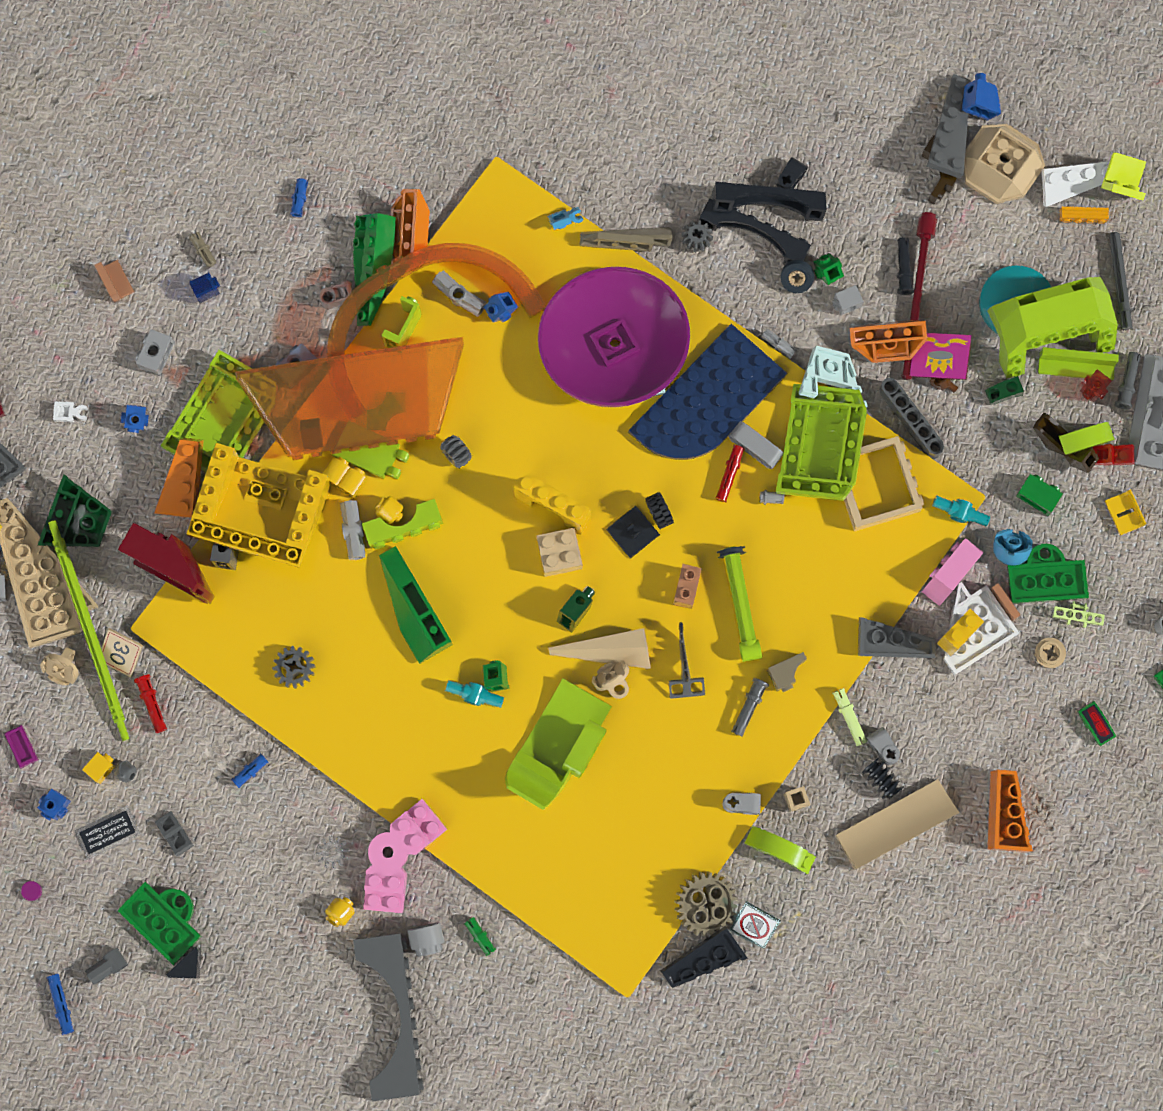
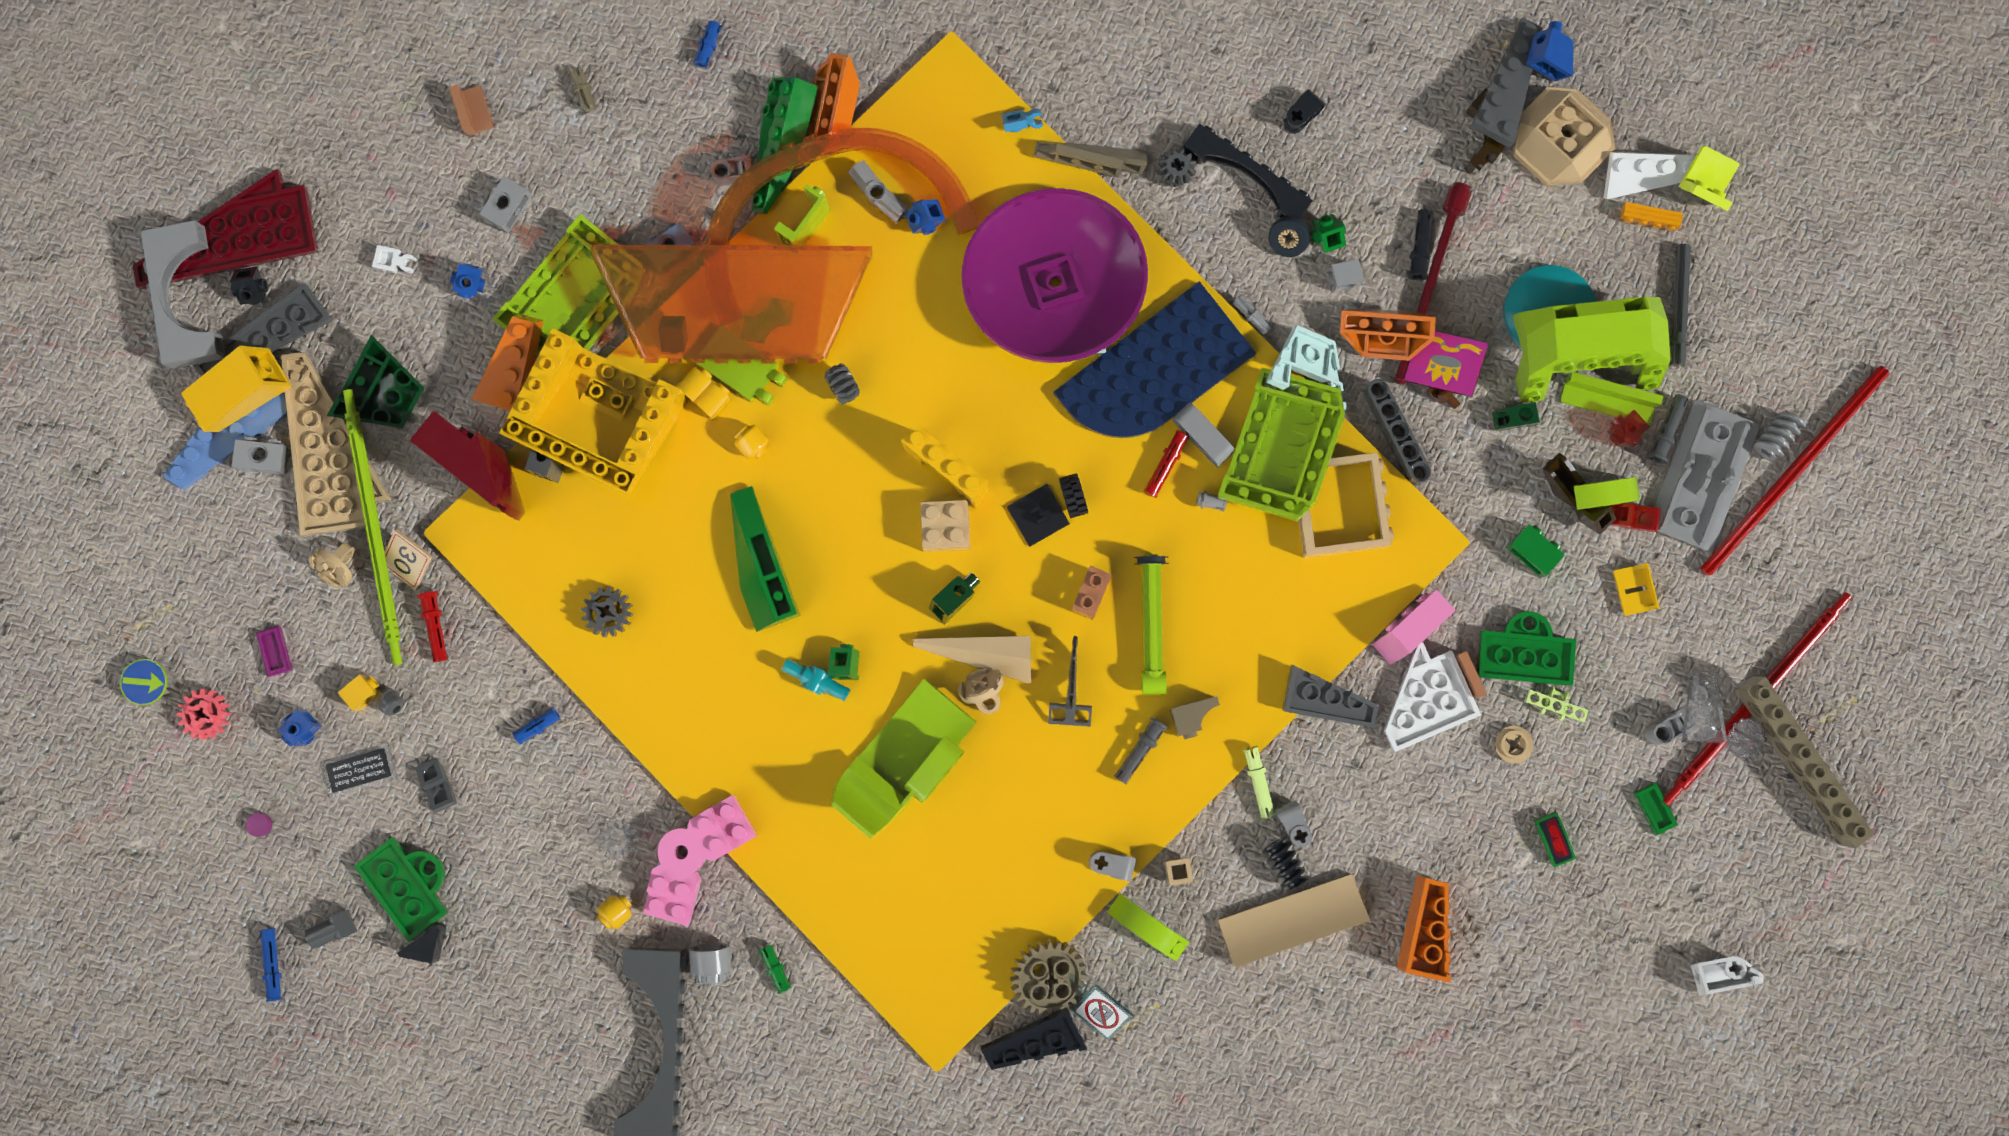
camera: 15 degrees right, 5 degrees up
(205, 287) = (576, 135): clear blue brick -> none
(352, 530) = (704, 458): light grey piece -> none
(425, 517) = (793, 456): lime arch -> none
(804, 202) = (1318, 149): black arch -> none
(960, 632) = (1411, 705): yellow brick -> none
(961, 511) = (1437, 555): teal pin -> none
(1012, 547) = (1491, 610): dark azure cylinder -> none

